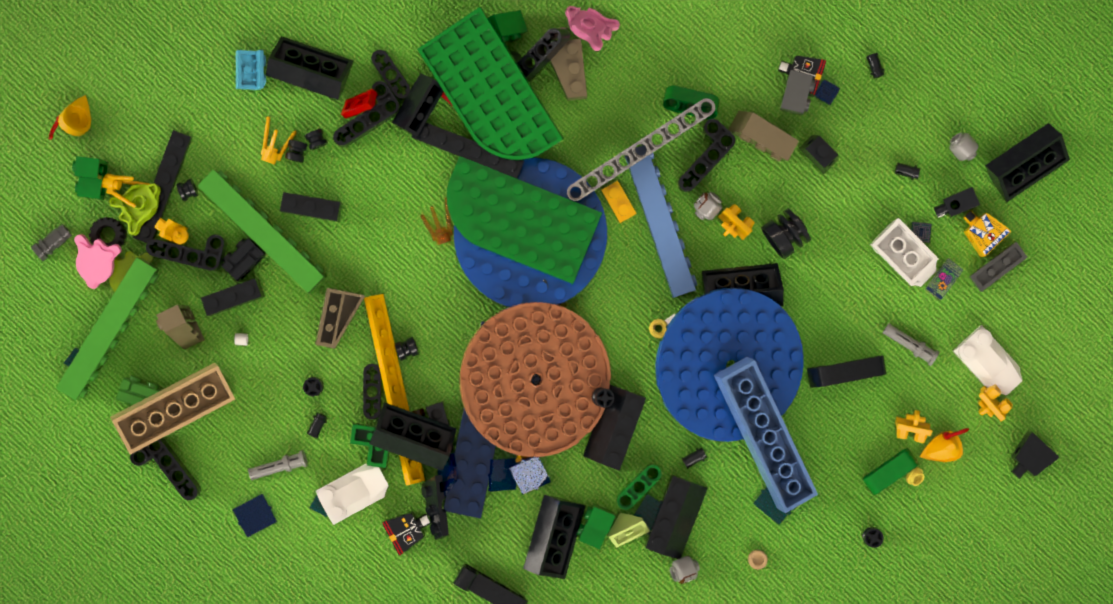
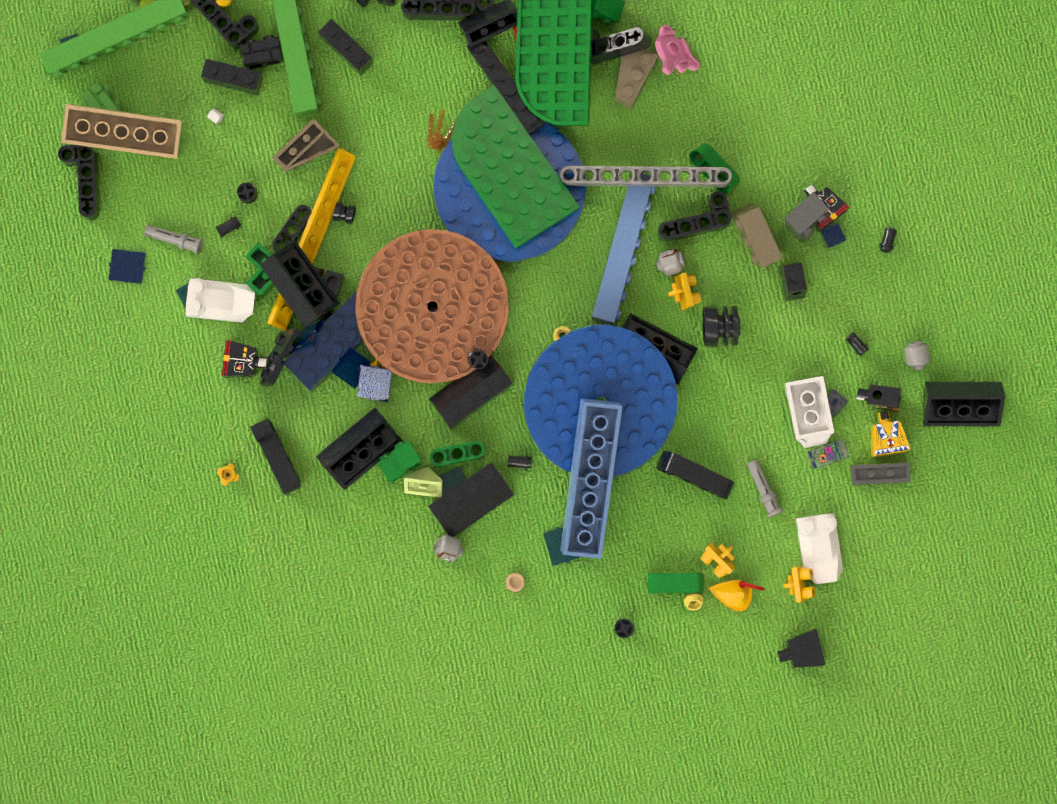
camera: 40 degrees right, 5 degrees down
(180, 326) = (174, 69): dark tan wedge -> none
(618, 201) = (600, 210): yellow plate -> none

